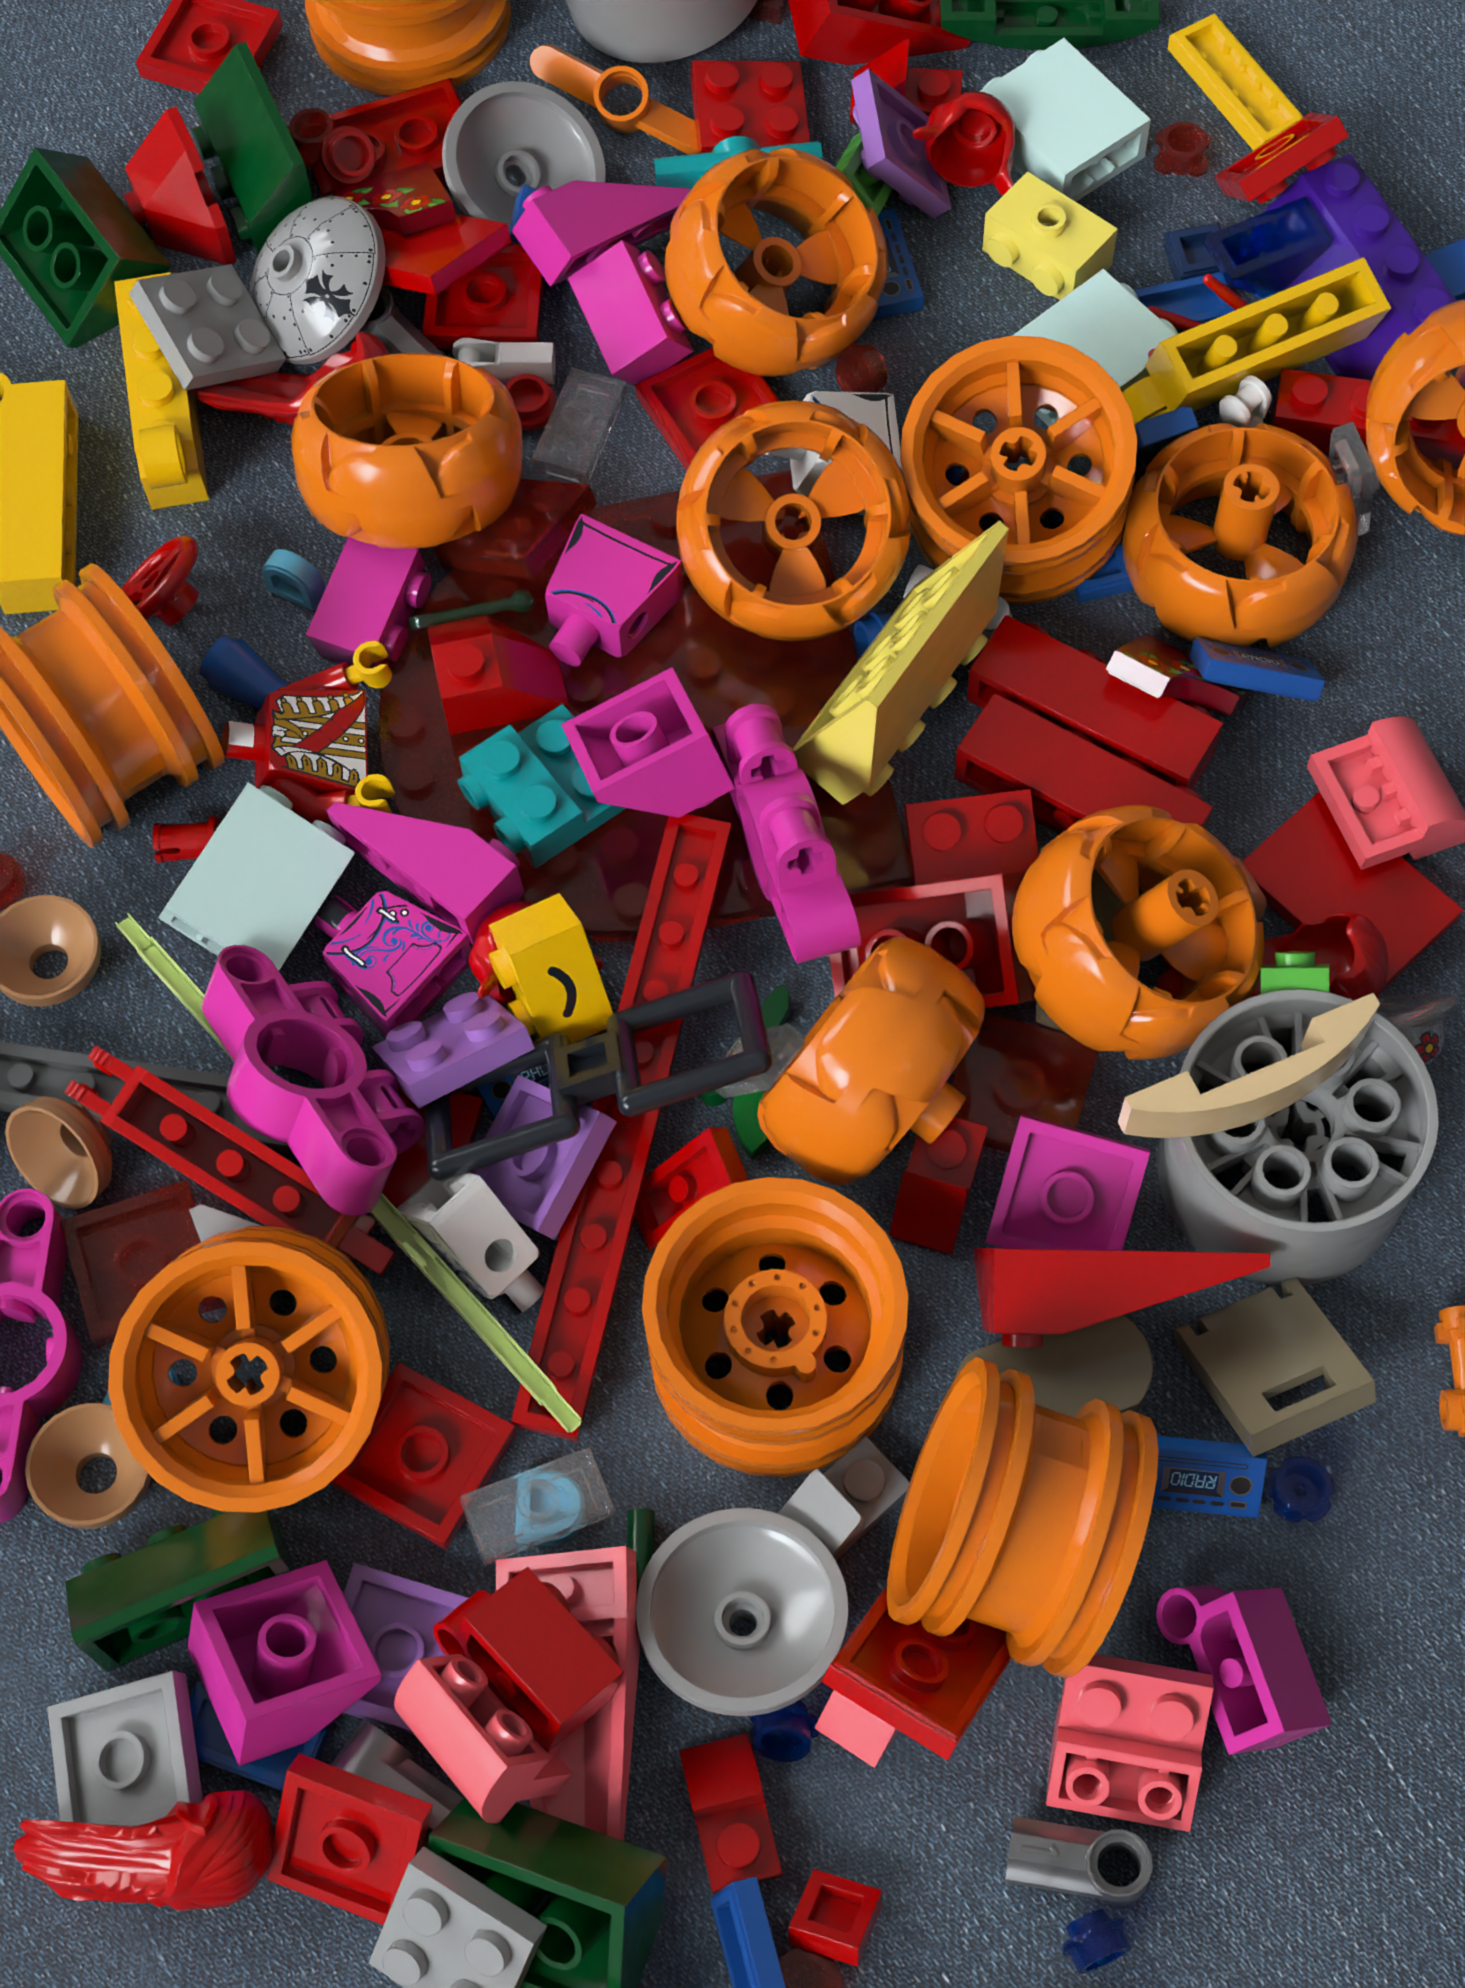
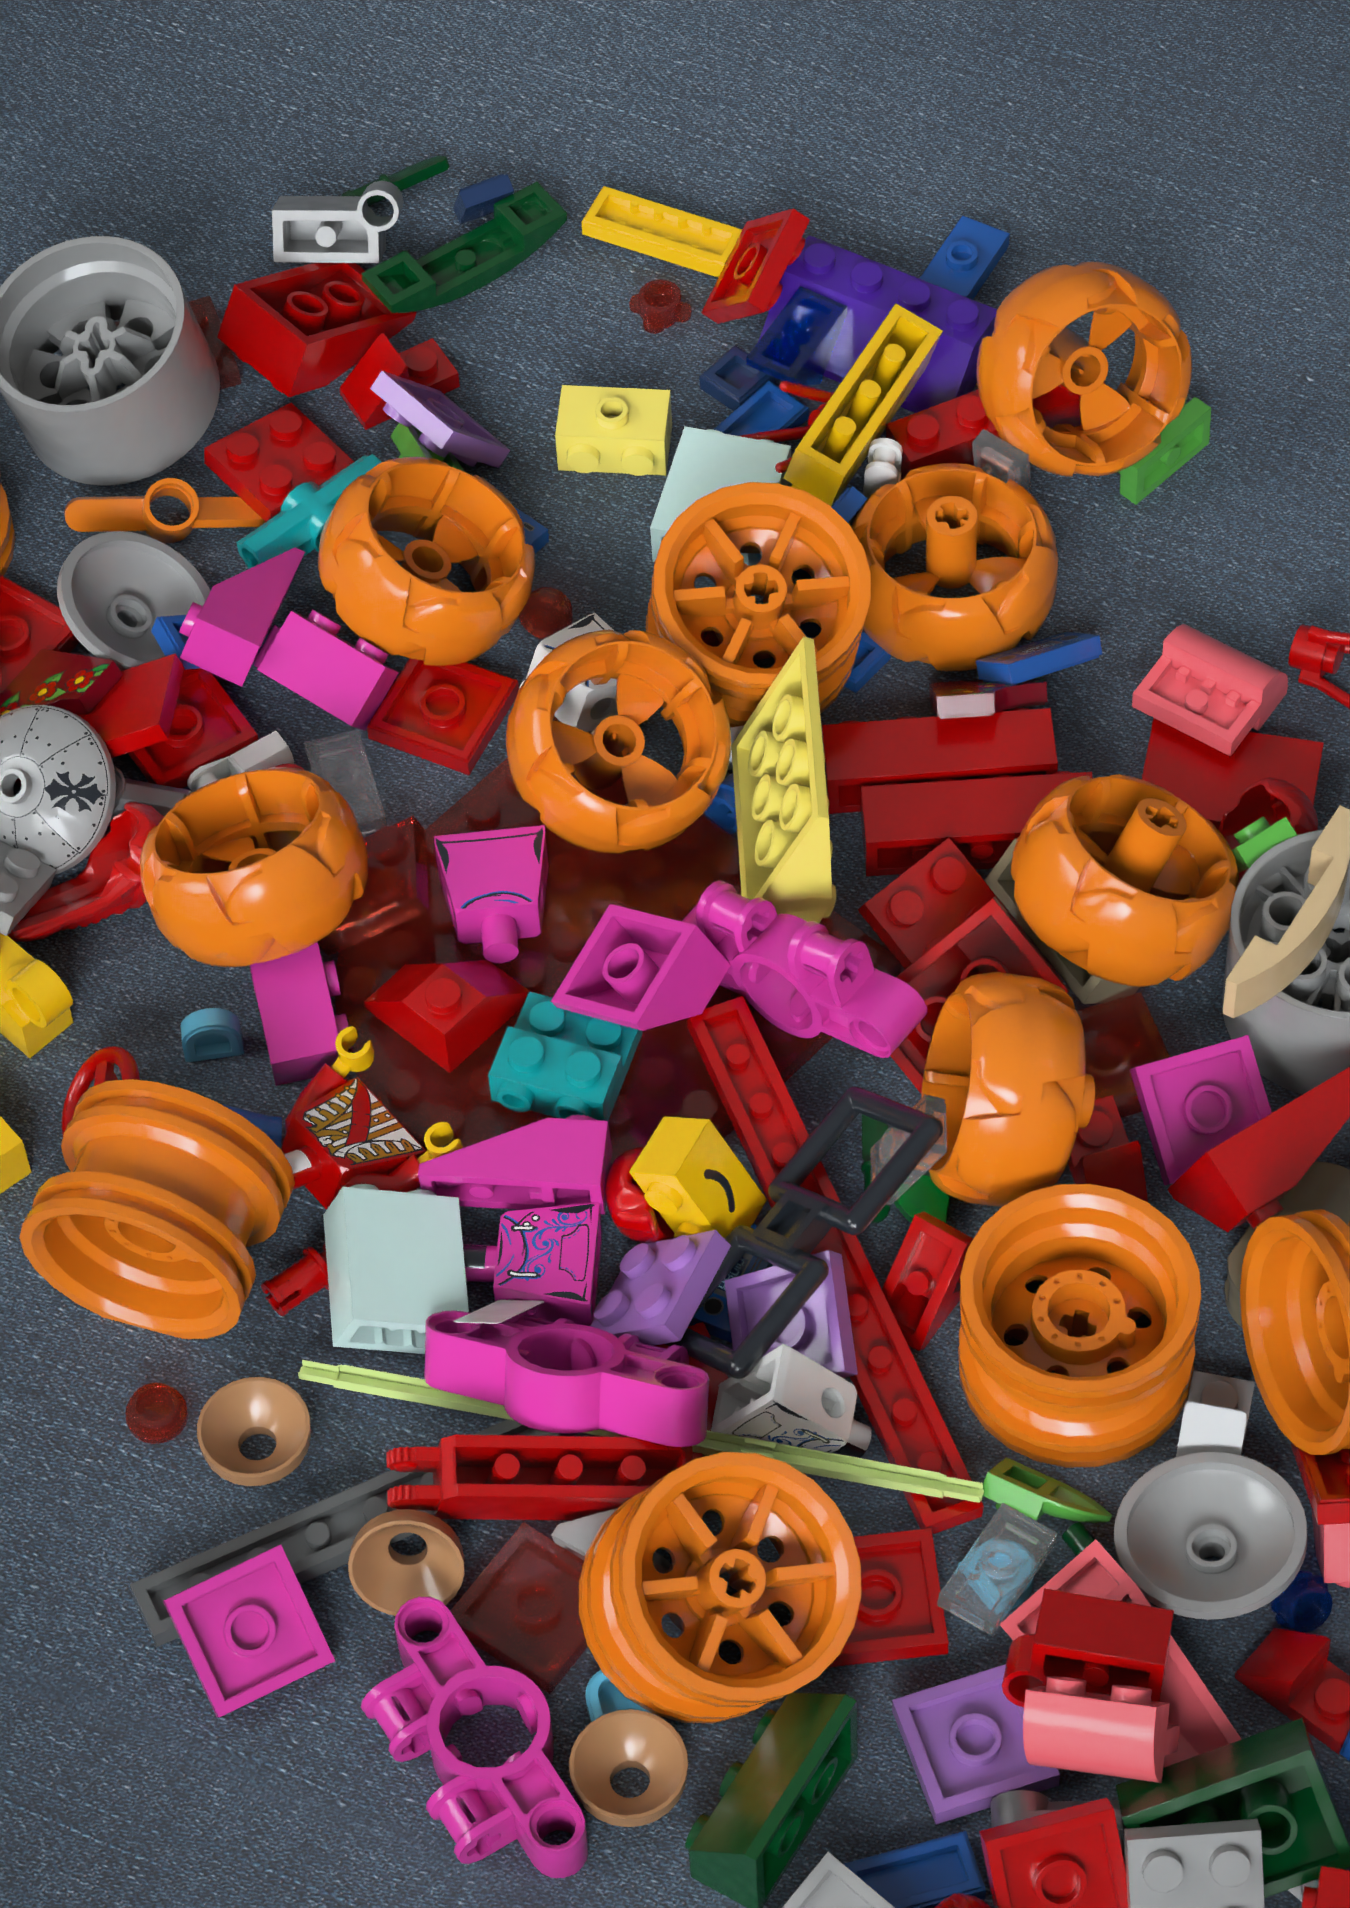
camera: 35 degrees left, 10 degrees down
(280, 1659) = (900, 1793): dark pink slope -> none
(294, 979) = (499, 1311): none -> white sticker
(520, 601) = (424, 938): clear green hinge -> none
(632, 1453) = (1039, 1494): none -> bright green plate
(971, 141) = (499, 387): red hair -> none
(1070, 121) = (547, 333): light aqua brick -> none

